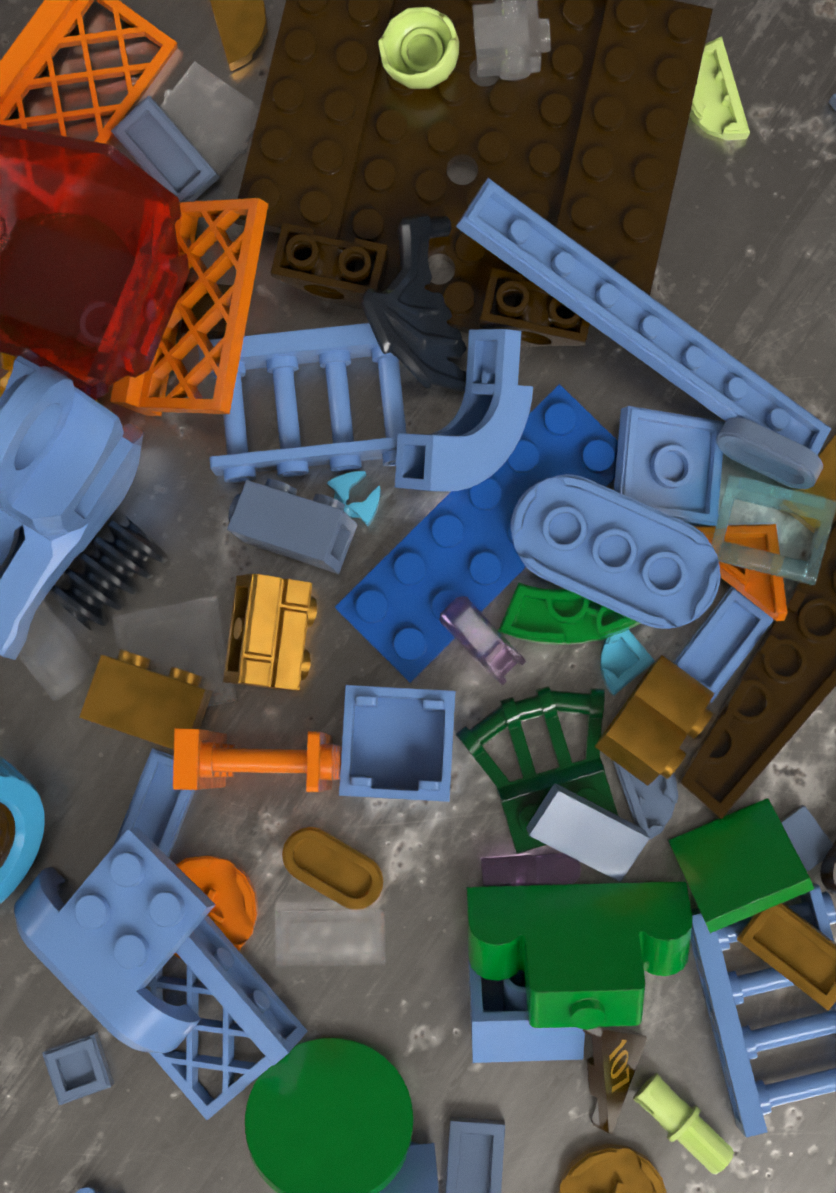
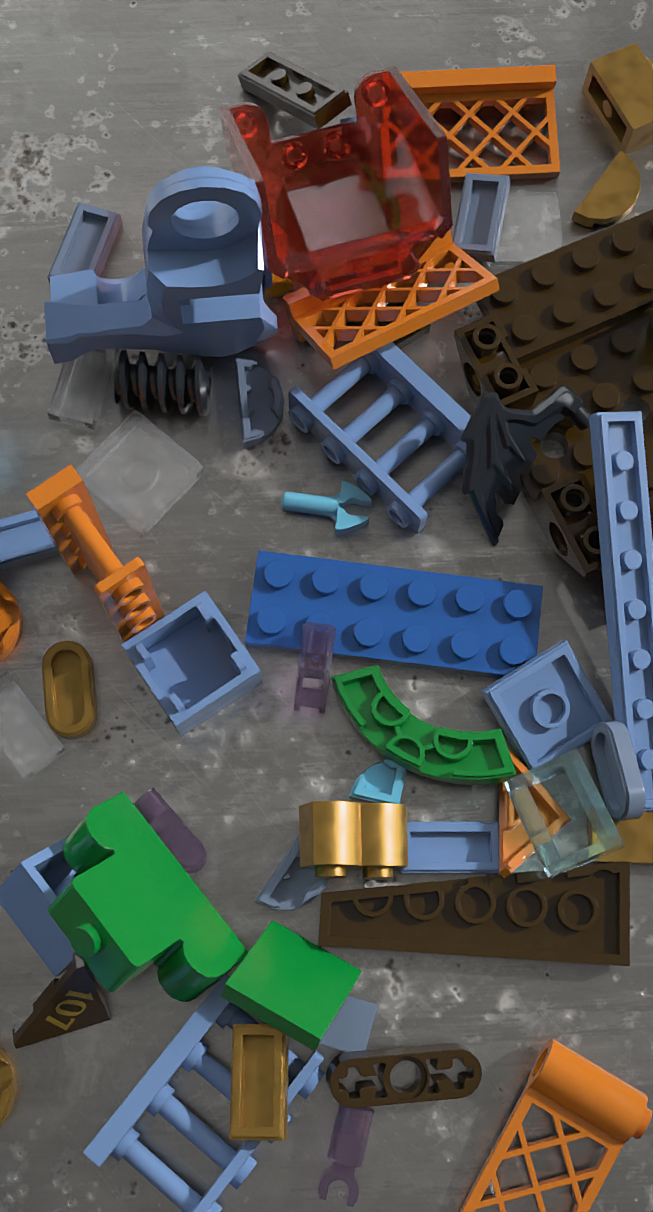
camera: 45 degrees right, 10 degrees down
(143, 701) = (91, 451): pearl gold brick -> none
(188, 497) = (259, 402): none -> sand blue tile
(269, 632) = (205, 517): brick -> none
(292, 525) = (292, 476): sand blue brick -> none
(483, 428) = (464, 555): medium blue arch -> none
(524, 796) = (238, 813): dark green plate -> none
(587, 832) = (230, 850): tile -> none
(615, 551) = (454, 712): medium blue tile -> none
(684, 1124) = (61, 1100): yellowish green axle -> none

